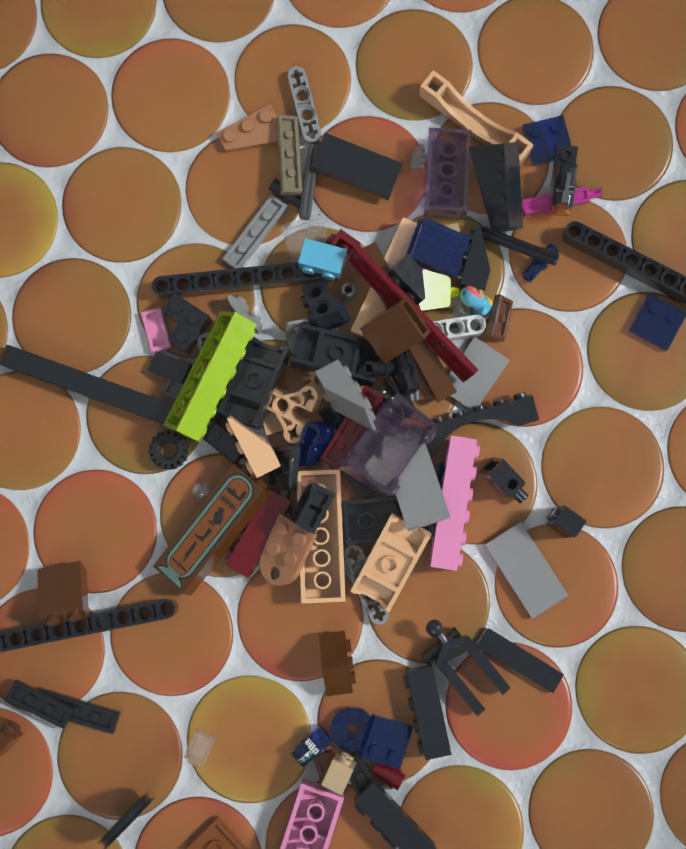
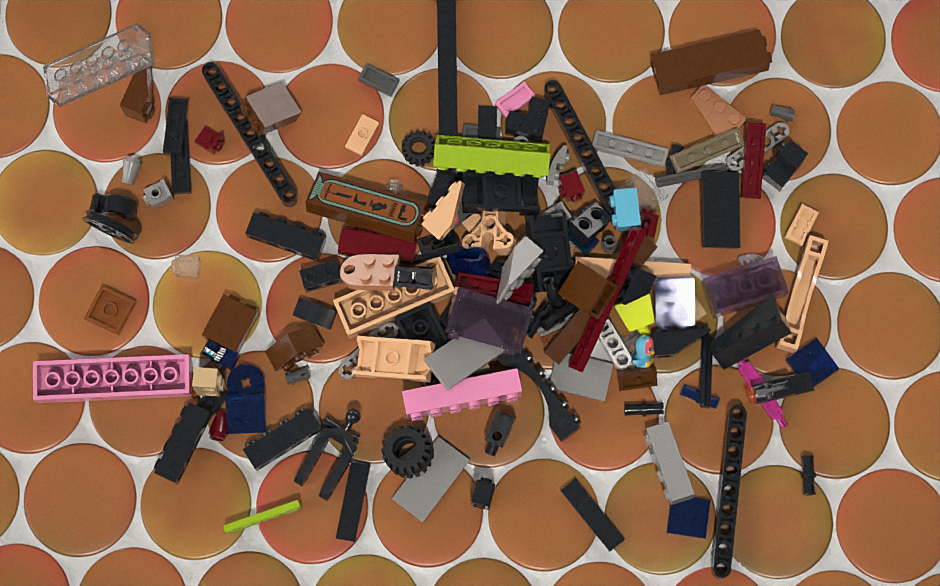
camera: 65 degrees right, 5 degrees down
(68, 771) = (130, 169): none -> light grey cone
(70, 671) = (210, 140): none -> dark red bracket
(77, 464) = (378, 80): none -> dark grey tile
(102, 804) = (114, 205): none -> black animal
(111, 743) = (163, 198): none -> light grey brick
(130, 504) = (362, 135): none -> light nougat plate
(197, 116) = (710, 62): none -> reddish brown brick
(209, 628) = (285, 236): none -> black brick
(267, 606) = (320, 276): none -> black brick
(273, 307) = (571, 187): none -> dark red brick
(278, 66) = (784, 113): none -> dark grey pin
(282, 722) = (231, 323): none -> reddish brown brick
(305, 627) = (314, 313): none -> black slope
(317, 113) = (753, 160): none -> dark red tile
(333, 81) = (787, 162): none -> black brick
(365, 670) = (295, 376): none -> dark grey pin
(402, 93) = (801, 225): none -> light nougat plate
(478, 596) = (401, 438): none -> black tyre
(503, 764) = (262, 517): none -> lime tile
(532, 323) = (644, 409): none -> black pin
(600, 318) = (669, 463): none -> light grey brick
(622, 417) = (592, 515): none -> black tile
(659, 187) = (808, 475): none -> black pin

